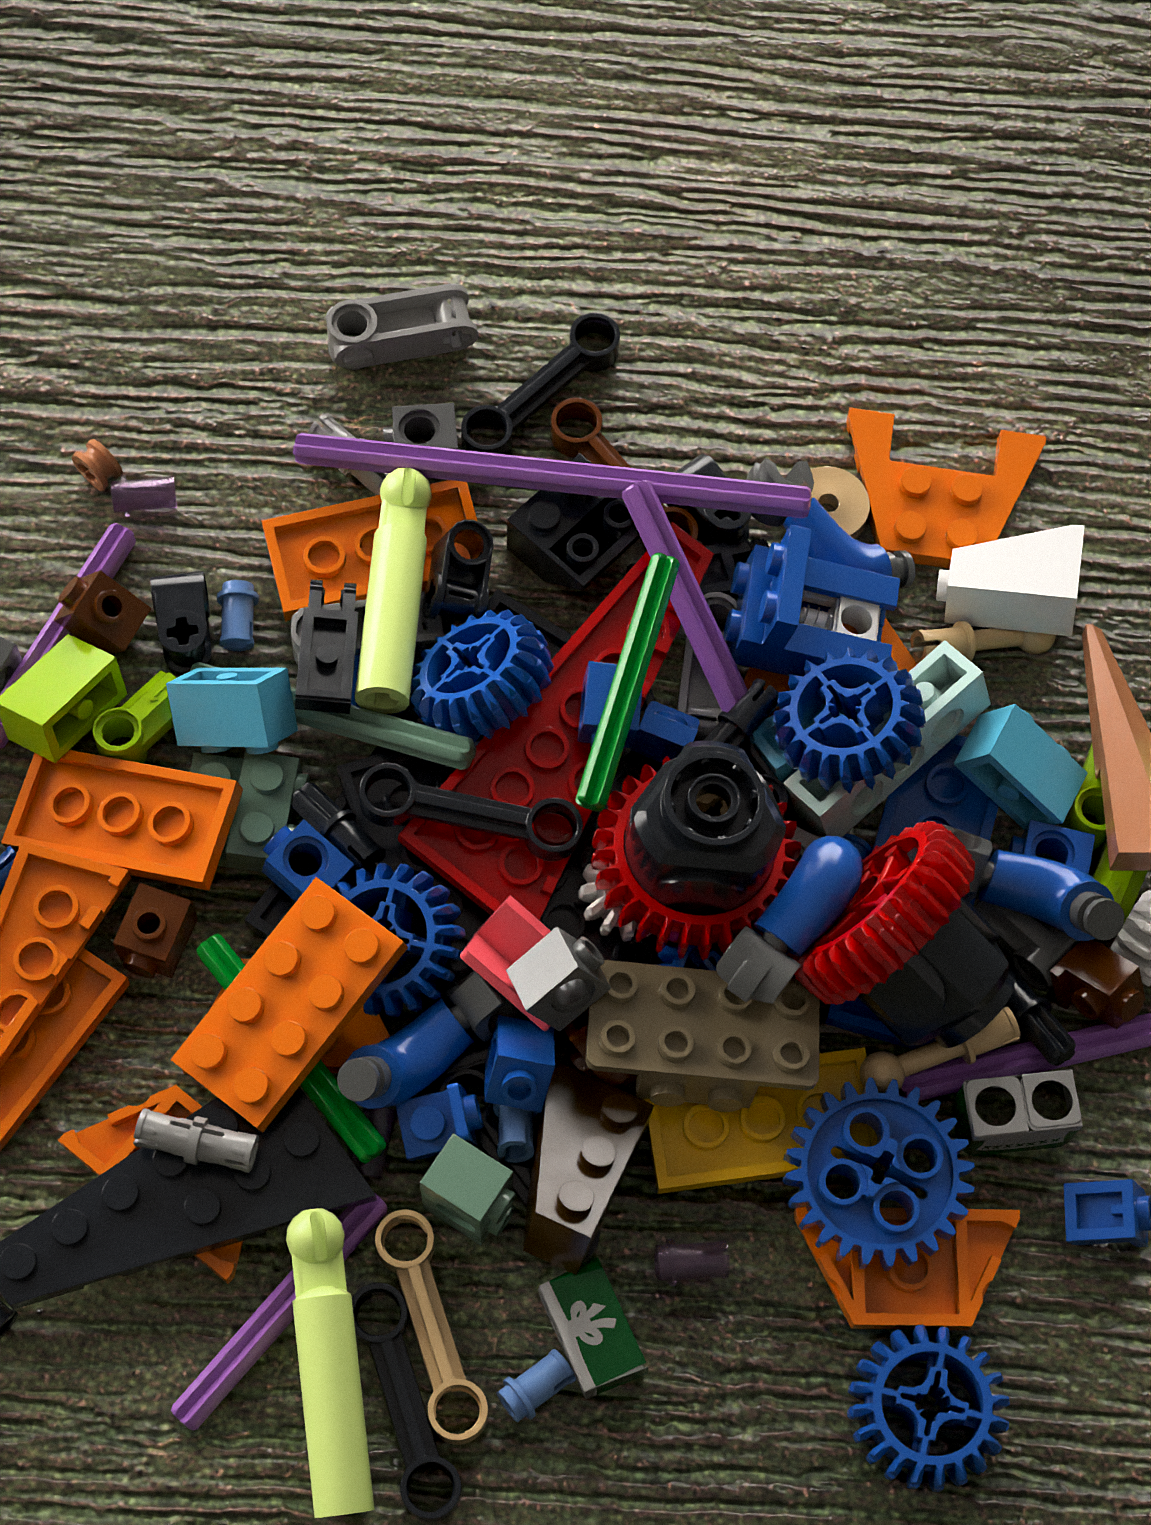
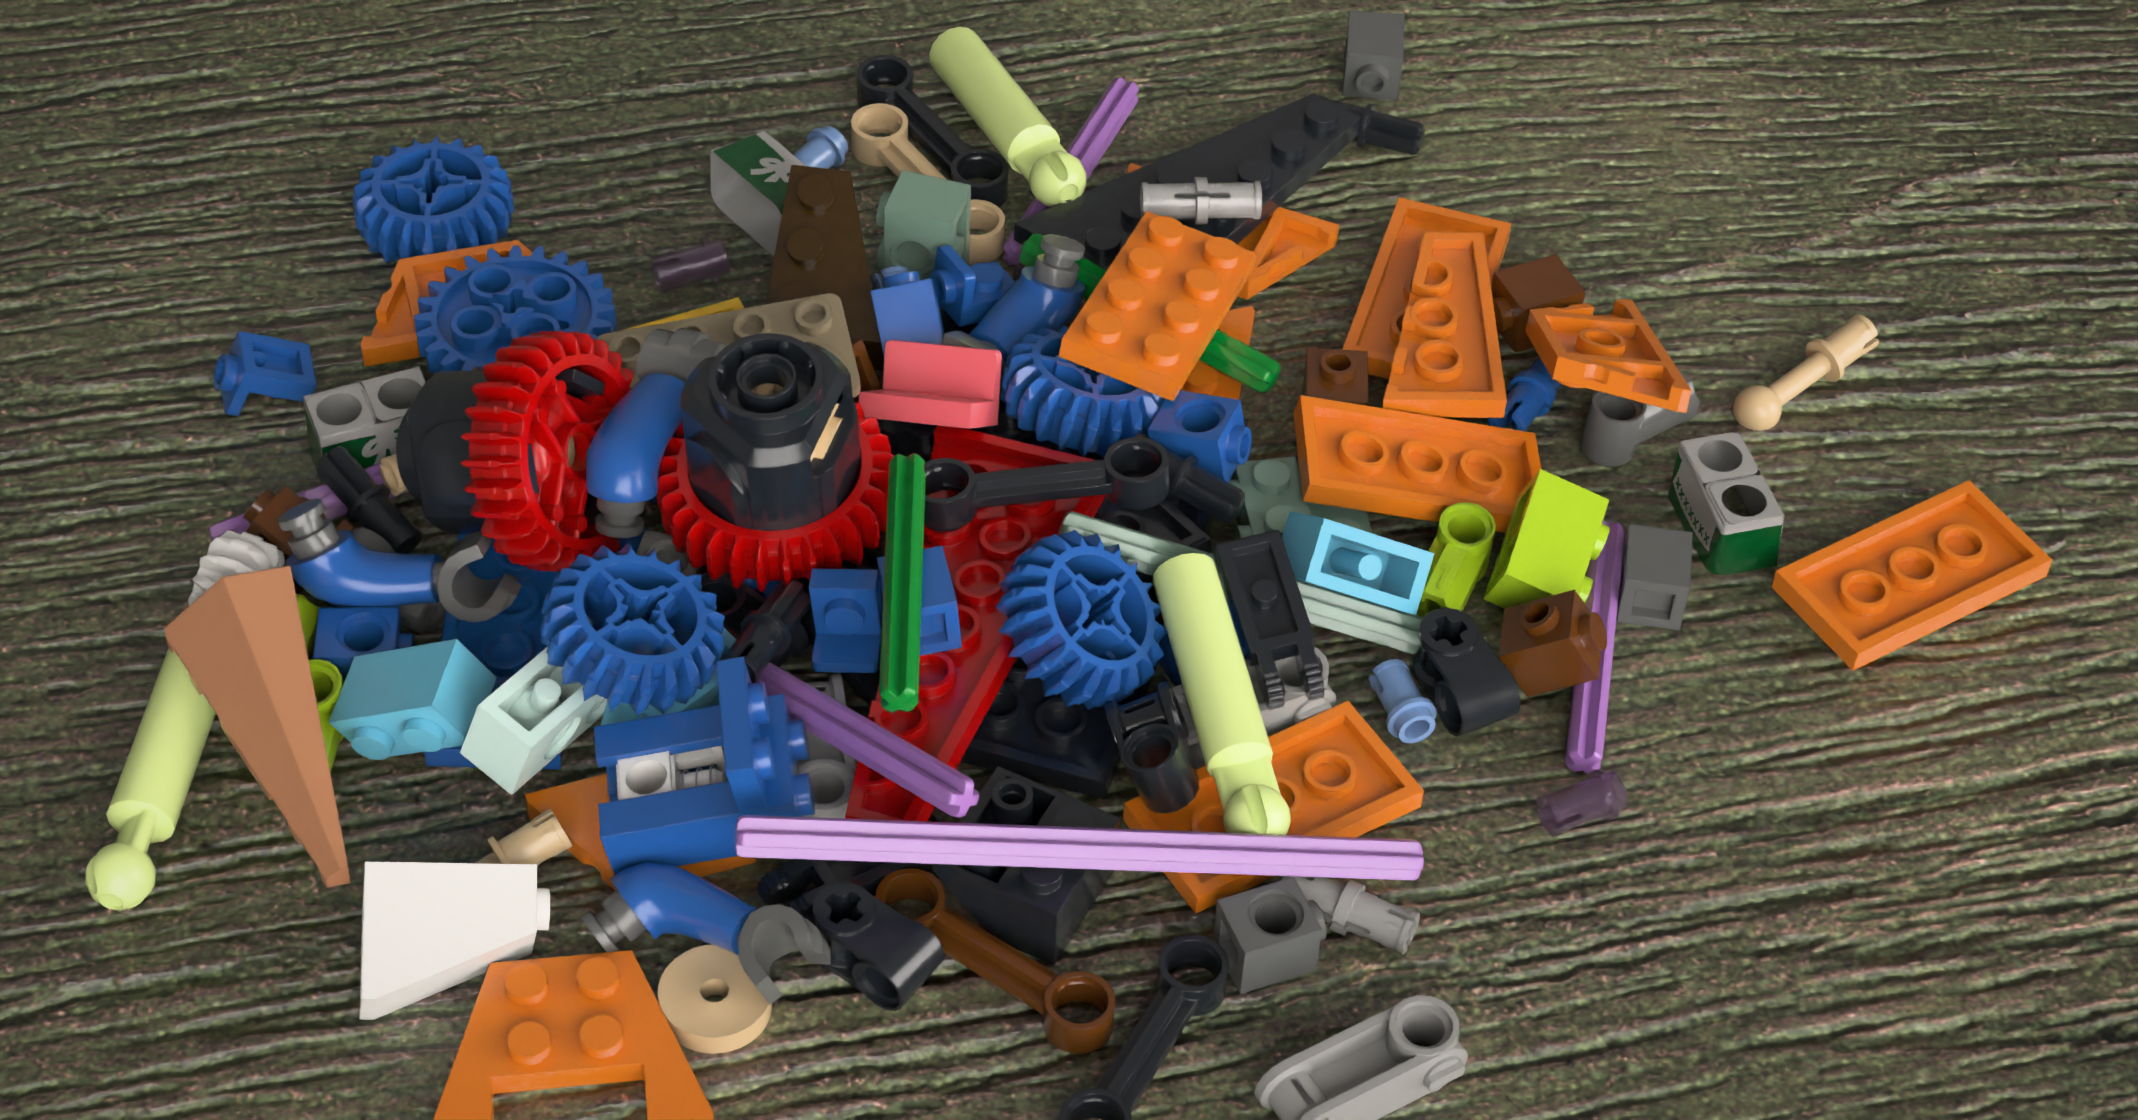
camera: 165 degrees right, 20 degrees down
(97, 465) = (1655, 815): nougat bush -> none
(559, 978) = (890, 348): dark grey brick -> none

